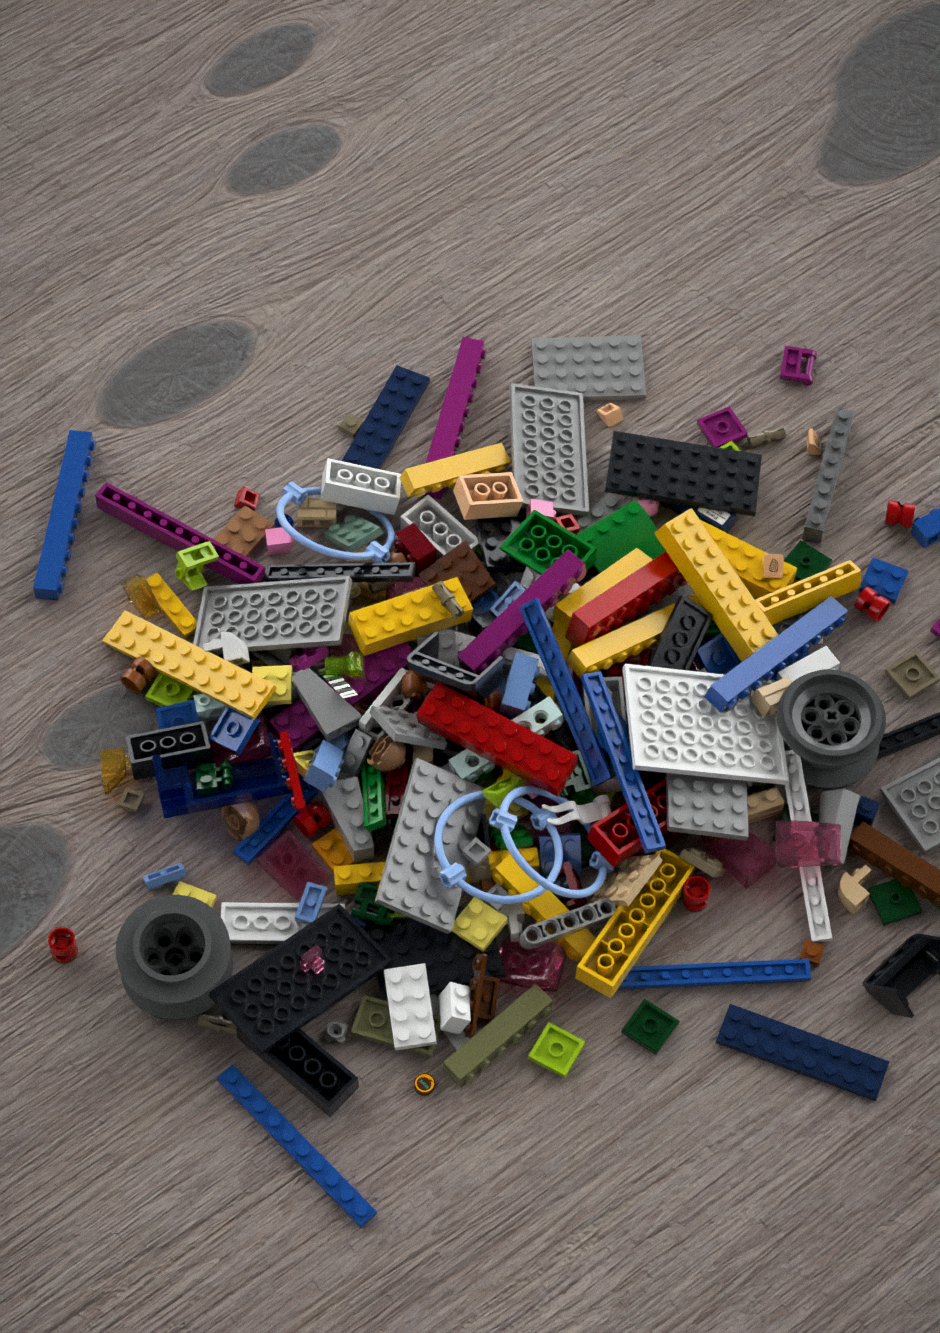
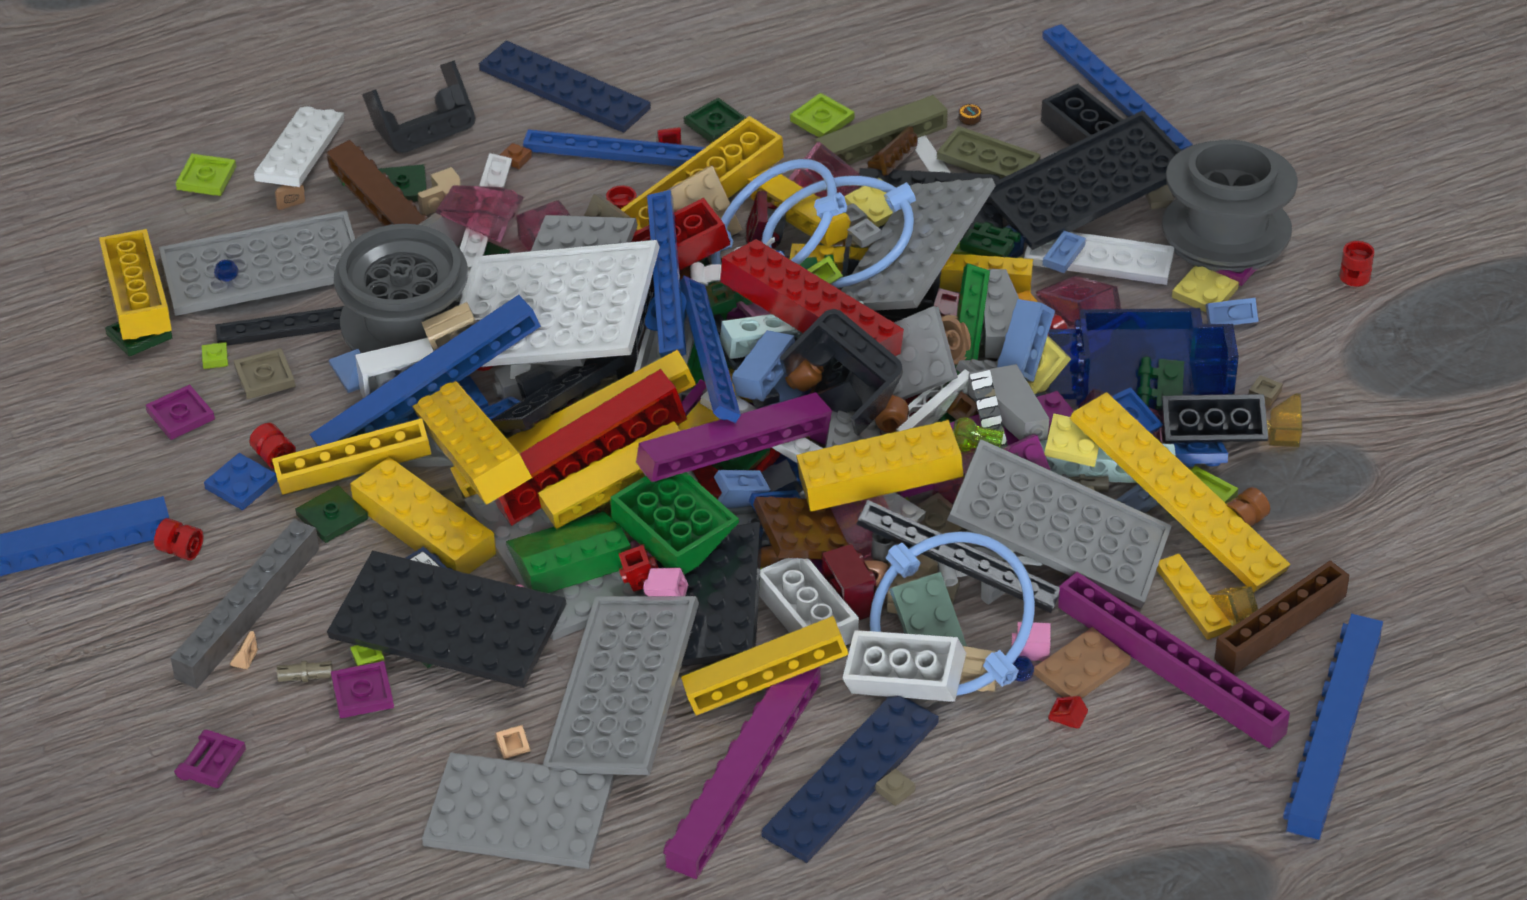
camera: 165 degrees left, 15 degrees down
(104, 584) = (1281, 617): none -> reddish brown brick
(191, 564) = (1160, 606): lime tile -> none
(230, 646) = (1121, 491): white brick -> none
(293, 780) = (1065, 330): red plate -> none
(312, 959) = (1074, 177): clear pink tile -> none
(410, 1007) = (971, 151): white plate -> none
(448, 599) = (828, 449): dark tan pin -> none
(454, 1008) = (923, 147): white brick -> none
(488, 495) = (733, 590): light nougat brick -> none
(560, 930) = (737, 179): light grey beam -> none
(685, 997) = (669, 136): none -> red slope
(773, 566) = (383, 476): light nougat slope -> none

